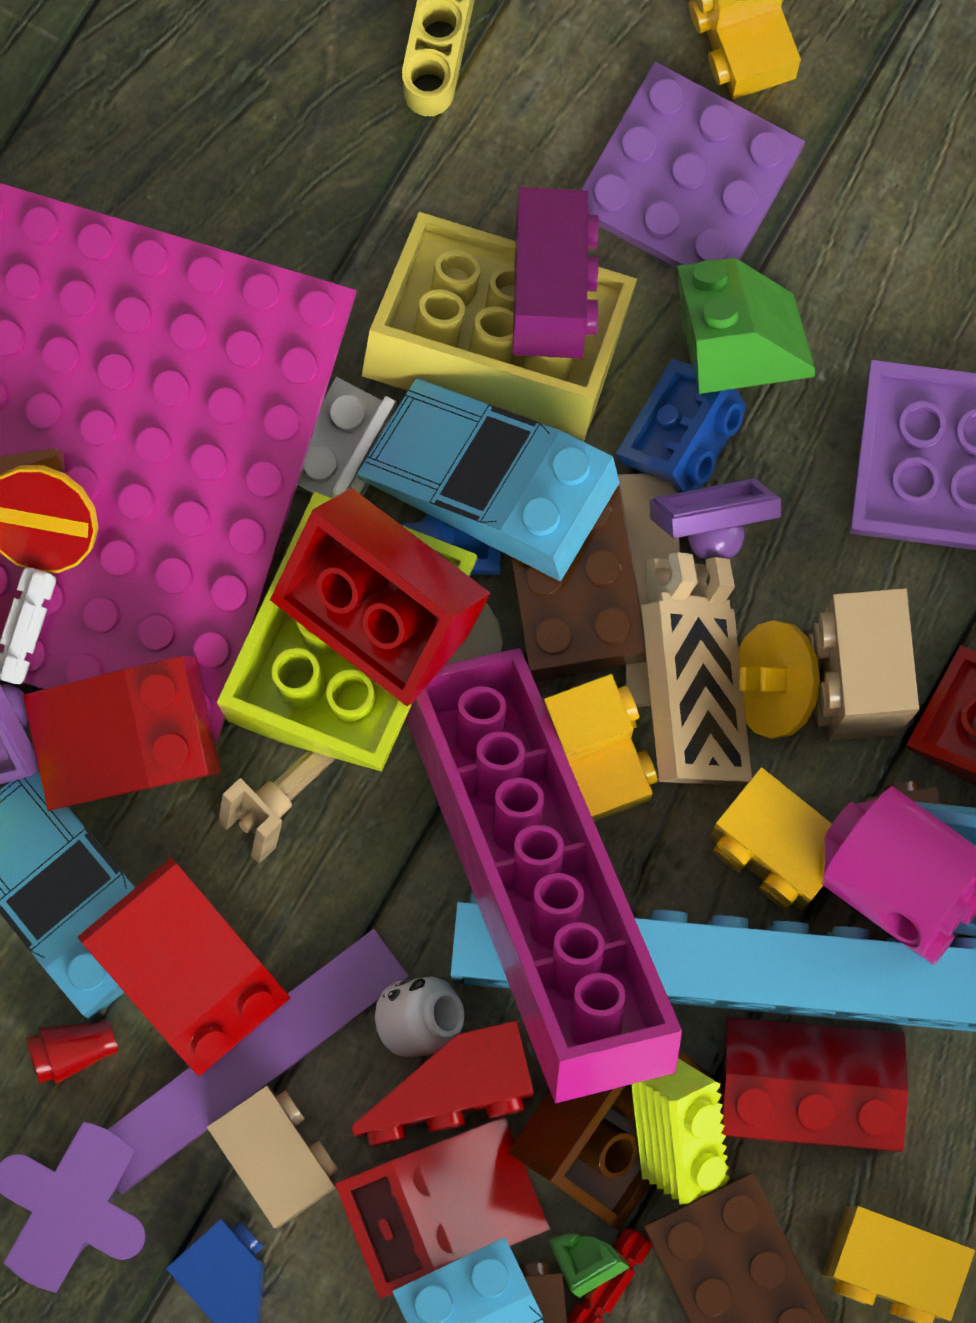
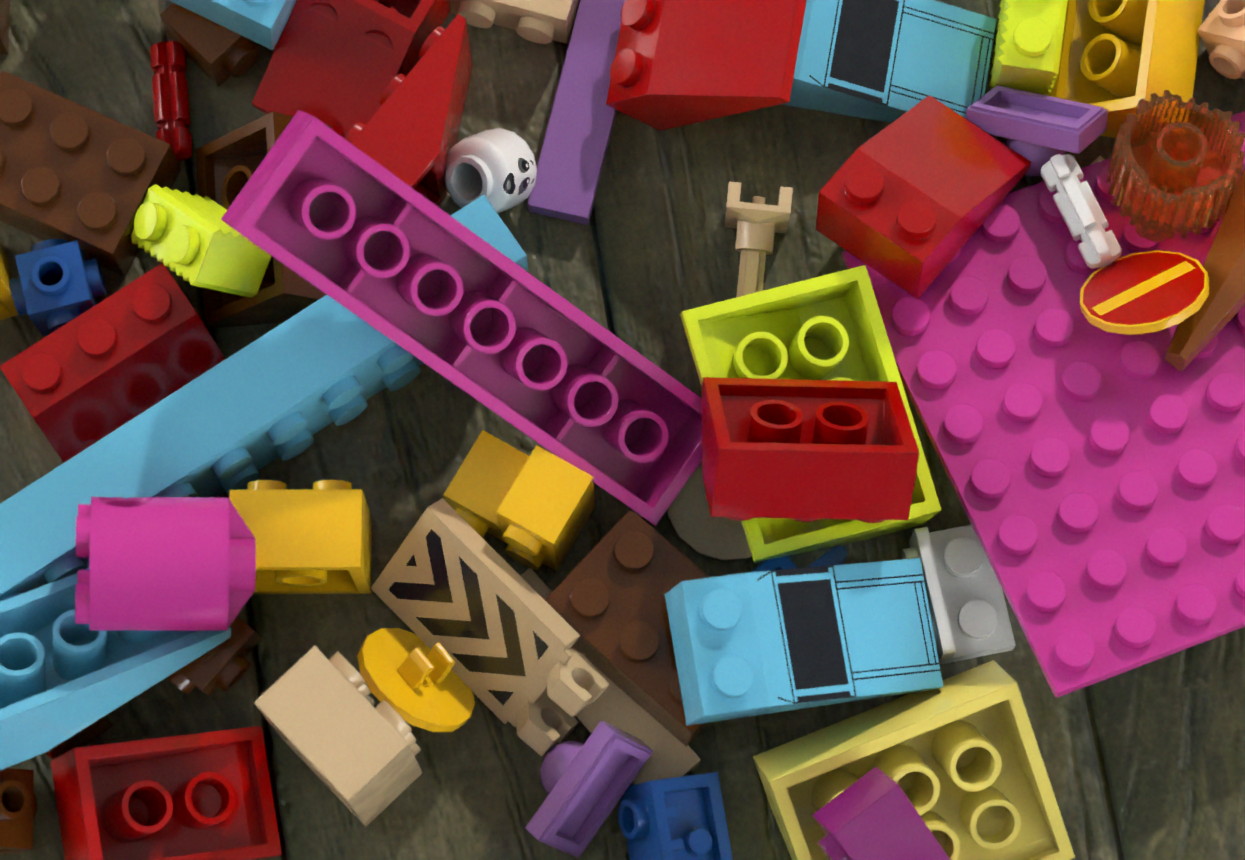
camera: 140 degrees right, 5 degrees down
(586, 1261) = (201, 99): bright green tile -> none
(786, 1184) = (73, 279): none -> blue brick

